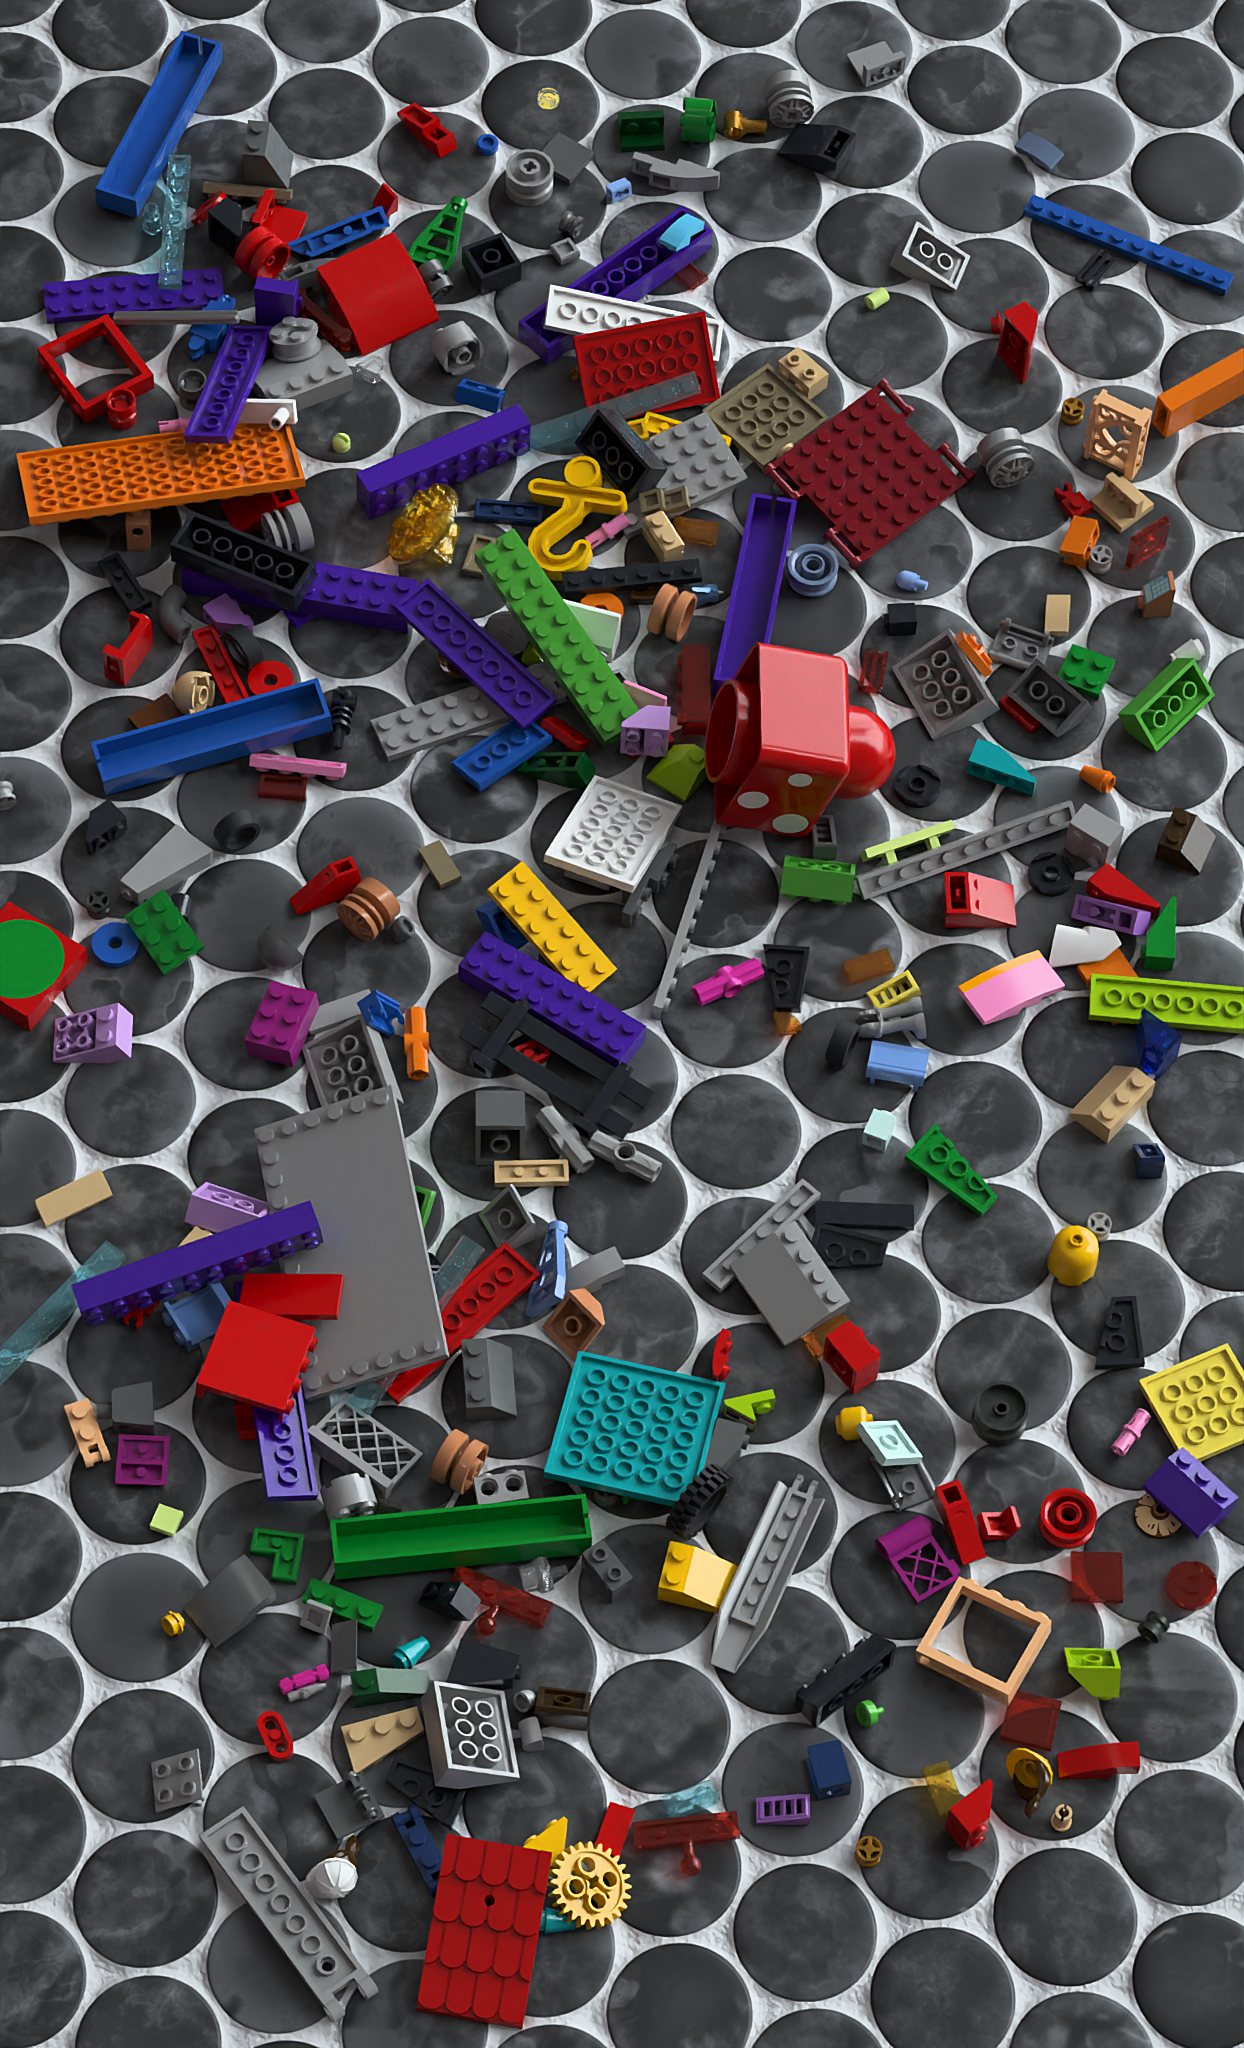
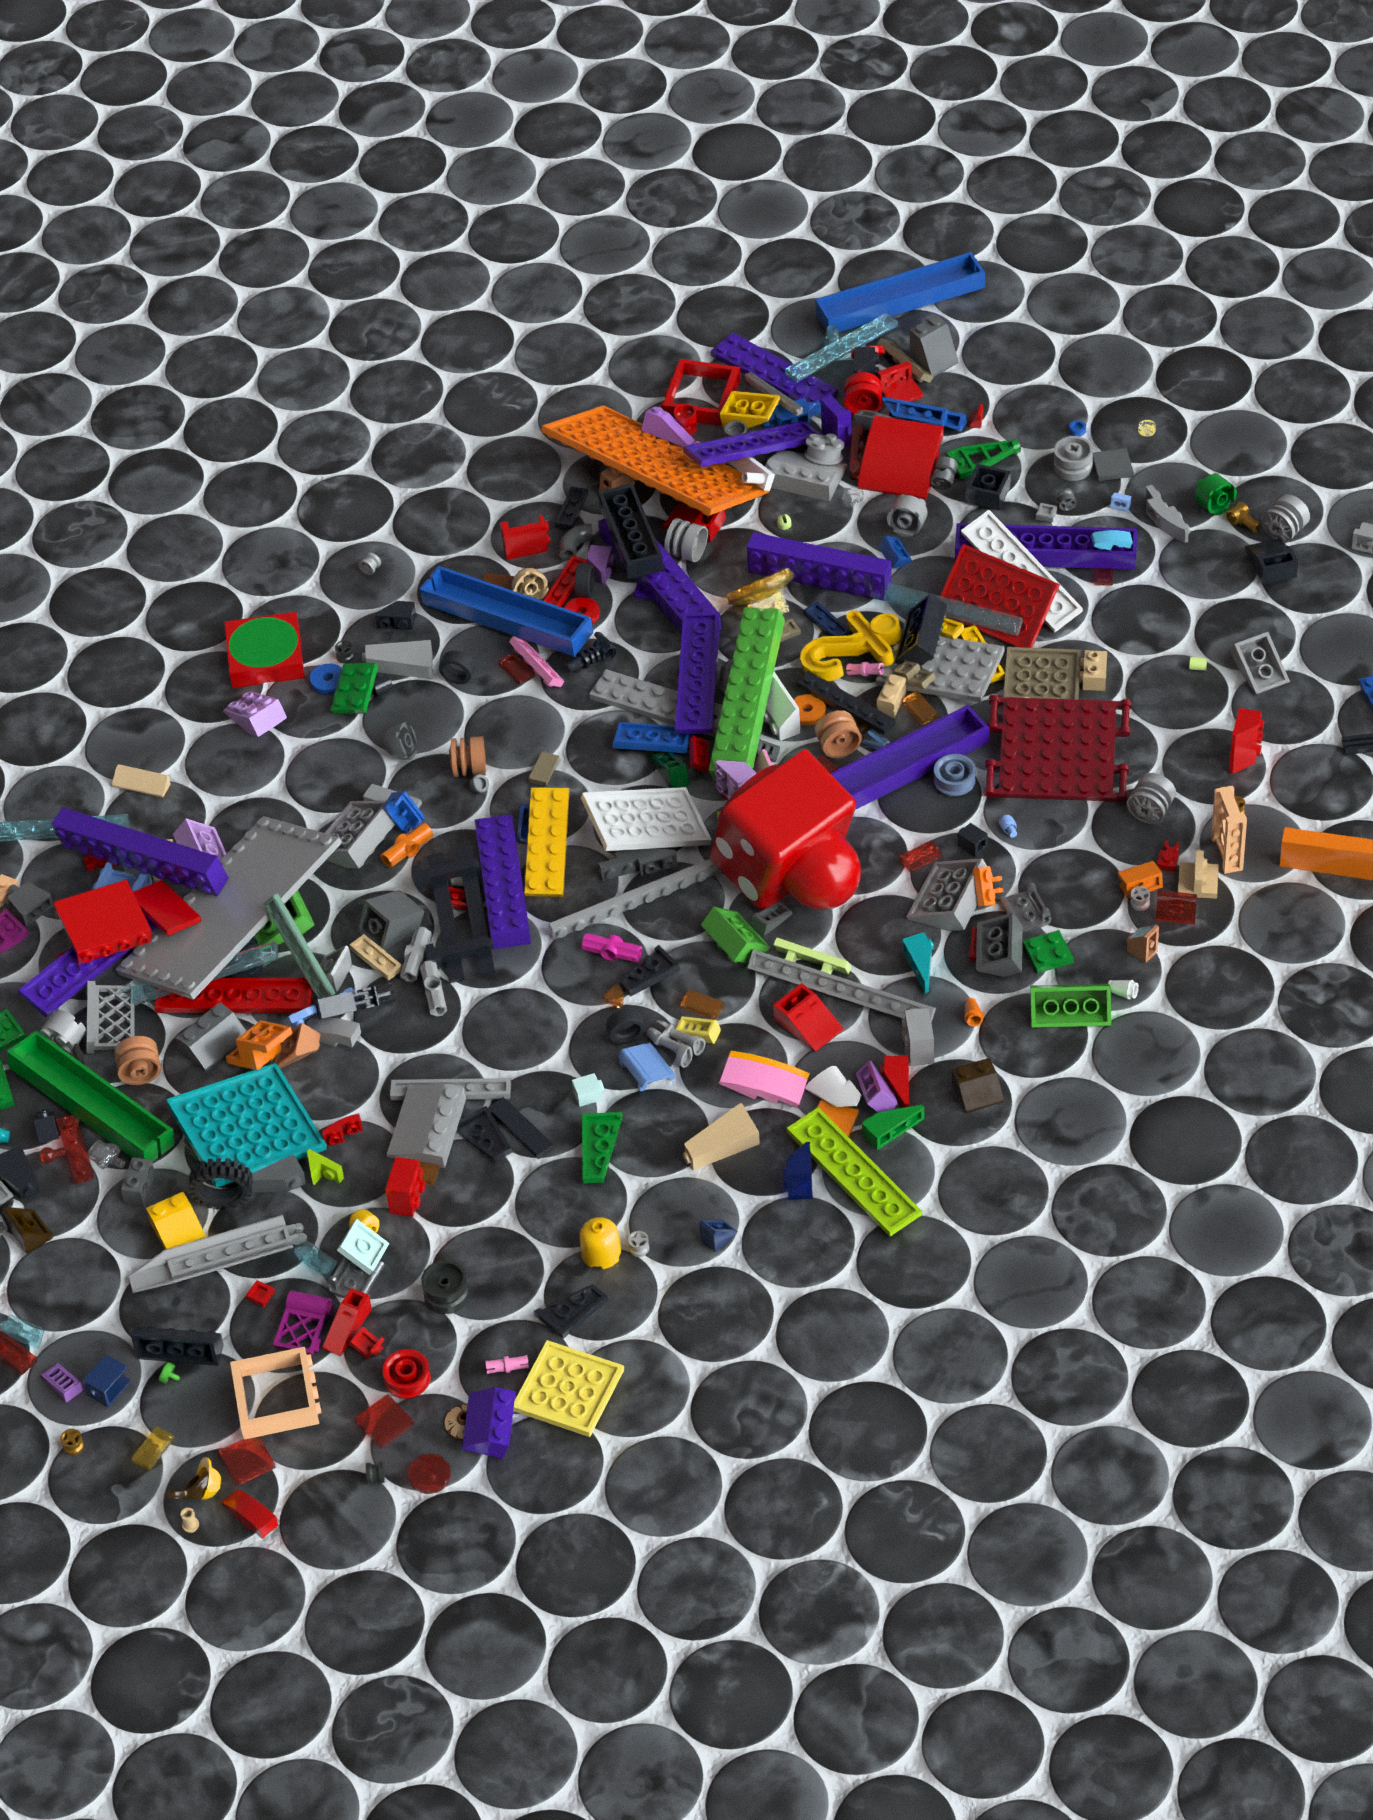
camera: 55 degrees right, 10 degrees down
(111, 430) = (666, 427): none -> medium lavender slope
(177, 350) = (748, 408): none -> yellow slope
(281, 1023) = (350, 779): magenta brick -> none
(327, 886) = (467, 729): red slope -> none
(428, 129) = (1051, 397): red slope -> none
(478, 1223) = (298, 947): none -> sand green tile
(498, 1484) = (144, 1094): light grey brick -> none
(559, 1339) = (259, 1045): none -> orange bracket
(576, 1239) = (346, 1002): none -> arm
(641, 131) = (1177, 479): dark green bracket -> none
(848, 1568) = (260, 1293): none -> red plate
(855, 1492) = (316, 1259): none -> clear light blue hinge
(917, 797) = (865, 943): black tile -> none
(970, 1817) = (142, 1471): red slope -> none
(1046, 885) = (875, 1050): black tile -> none
(1046, 1068) = (722, 1138): none -> tan slope
(1057, 614) = (1068, 908): tan slope -> none
(1095, 1670) = (311, 1463): lime slope -> none
(1113, 1101) = (739, 1189): tan slope -> none

